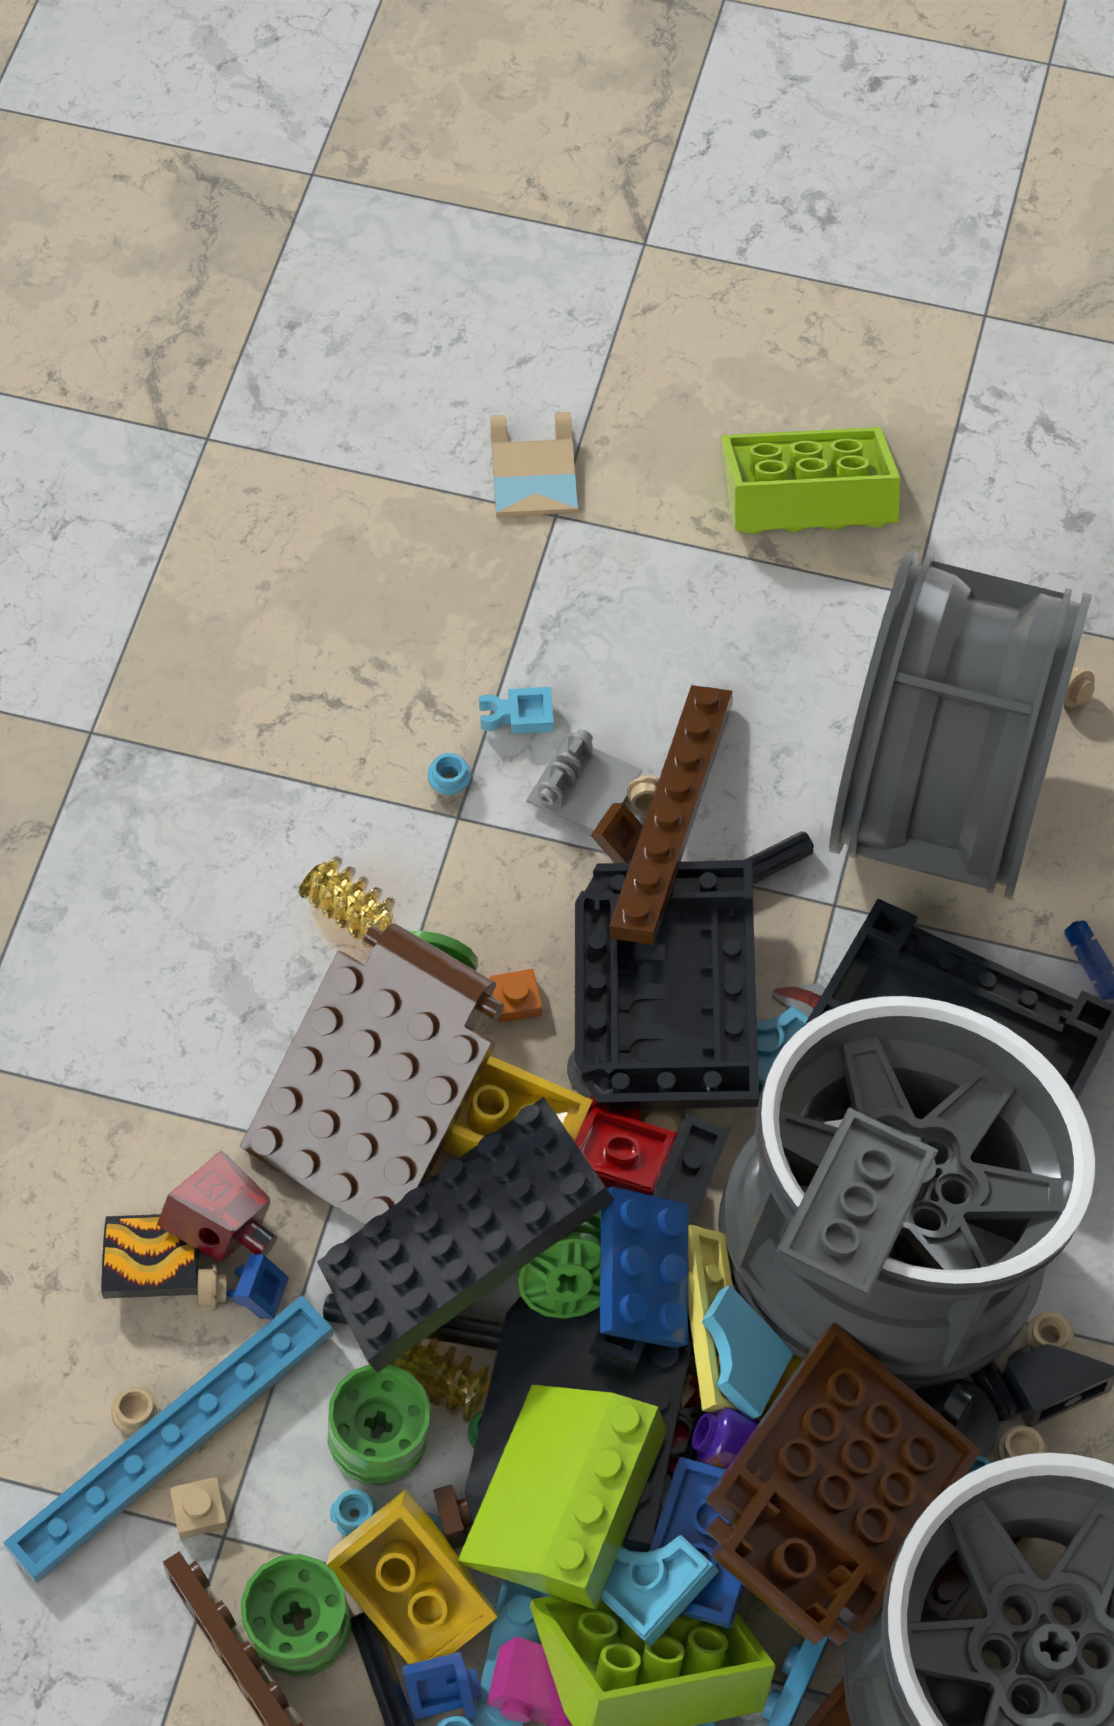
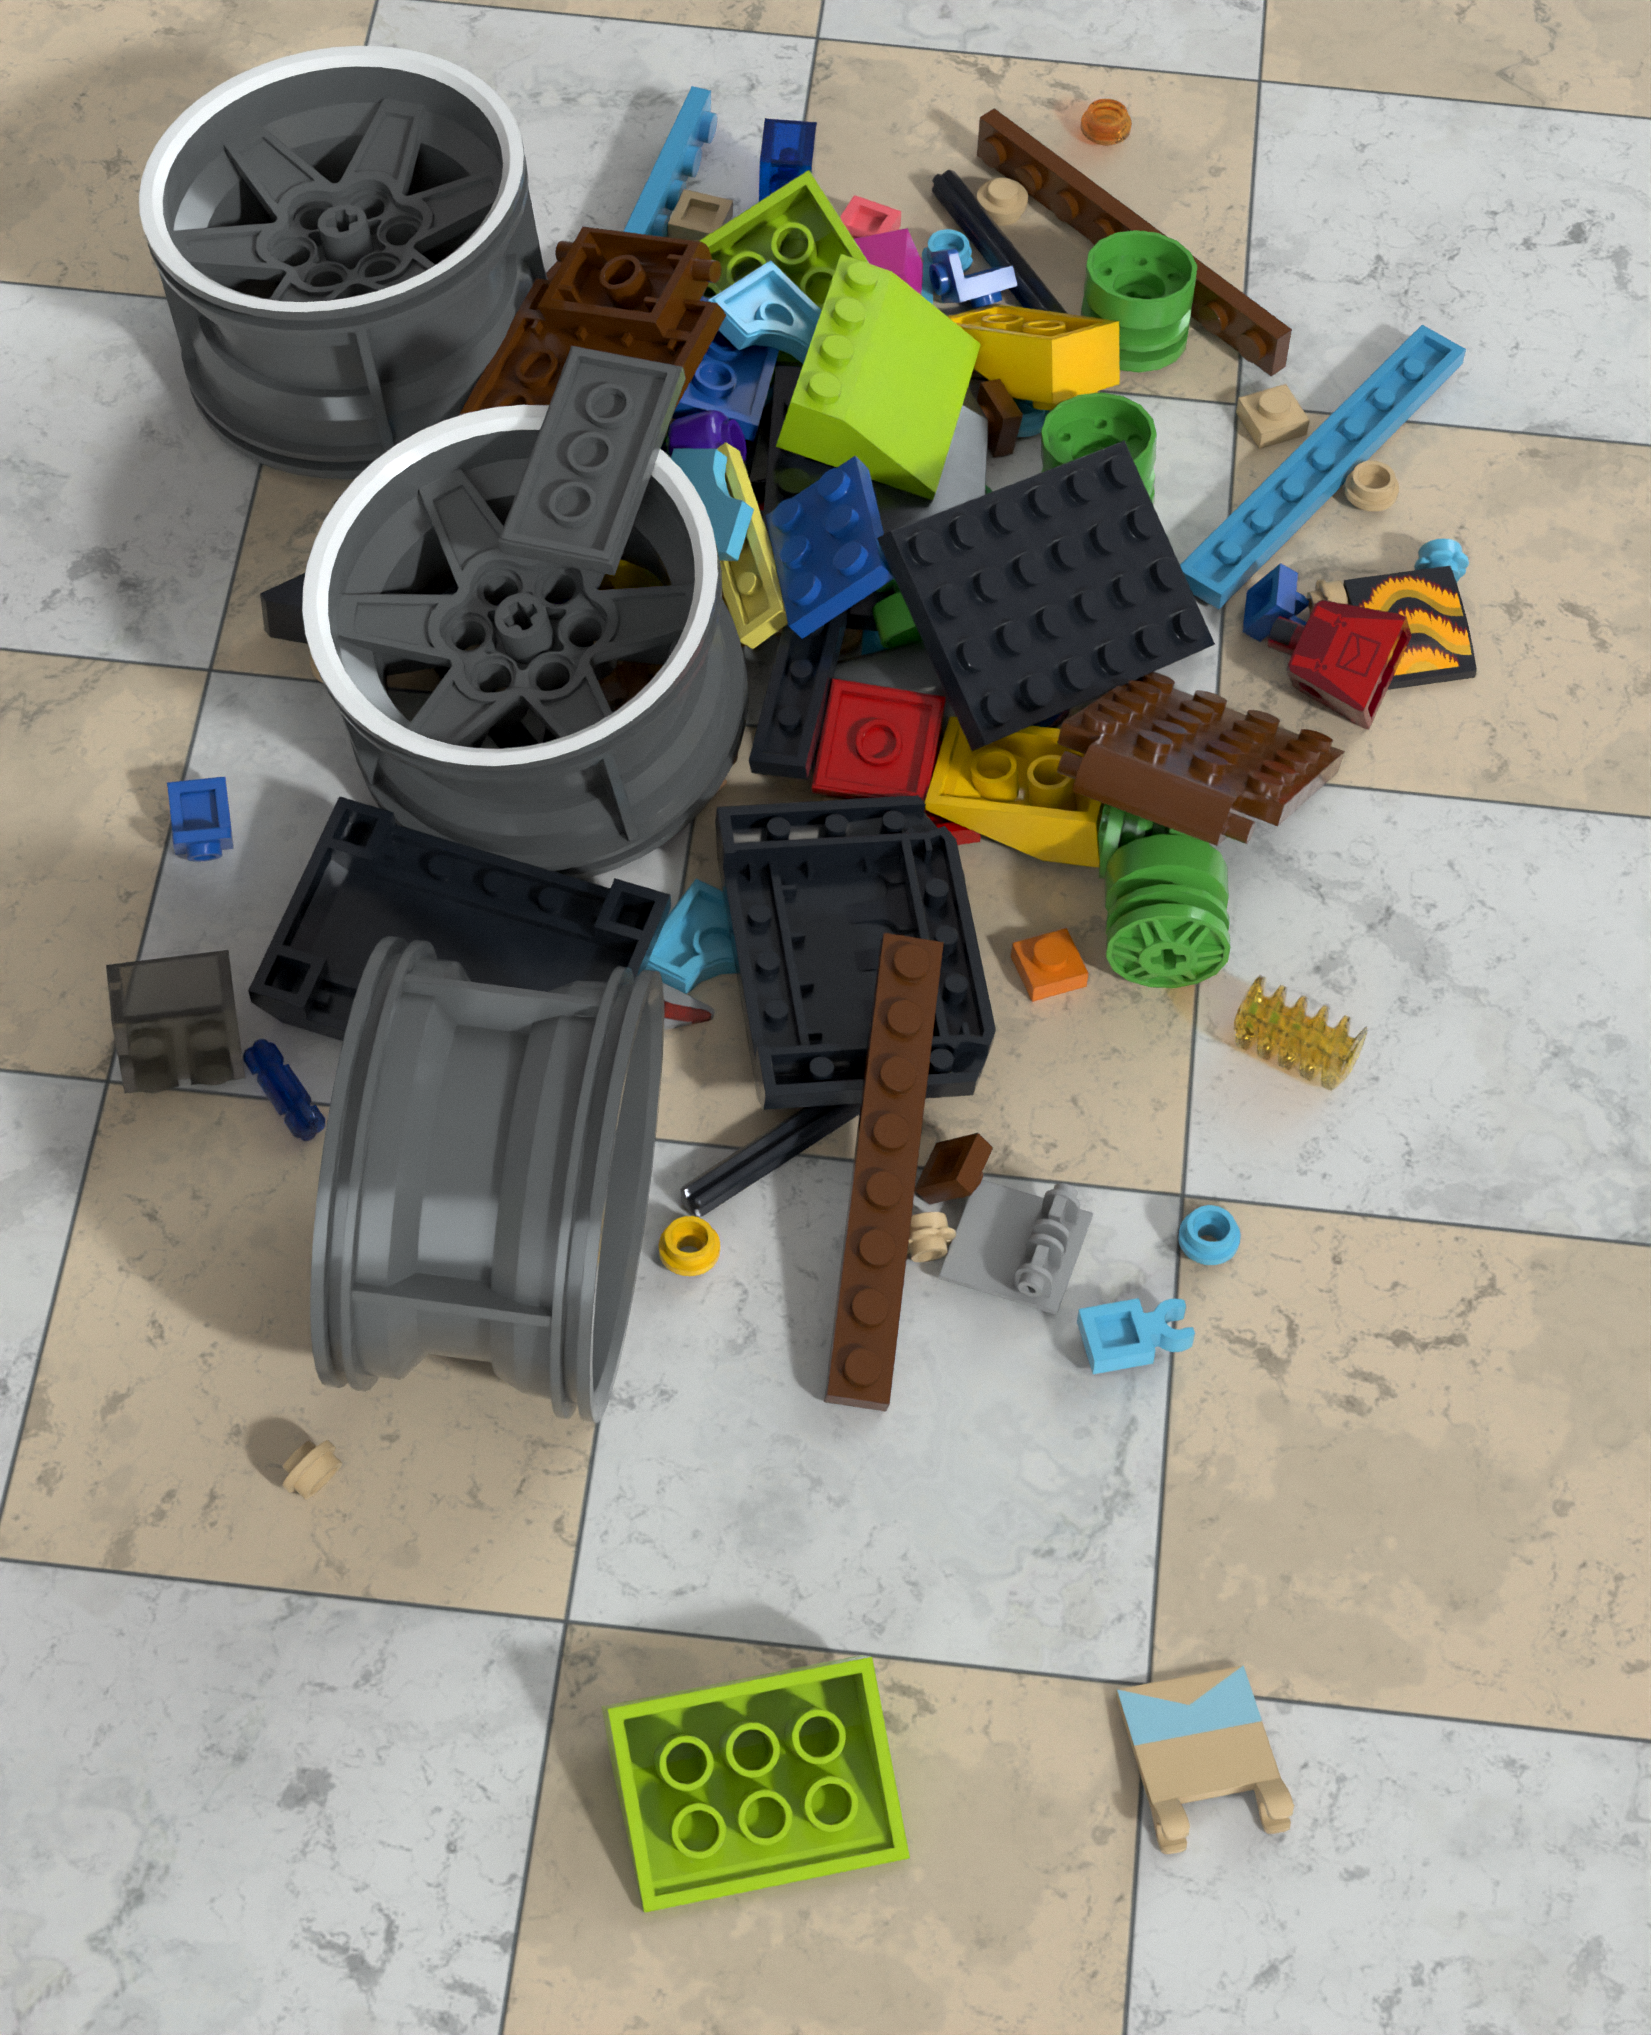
camera: 170 degrees right, 5 degrees down
(101, 1318) = (1443, 553): none -> medium azure plate
(815, 800) = (689, 1232): none -> yellow plate

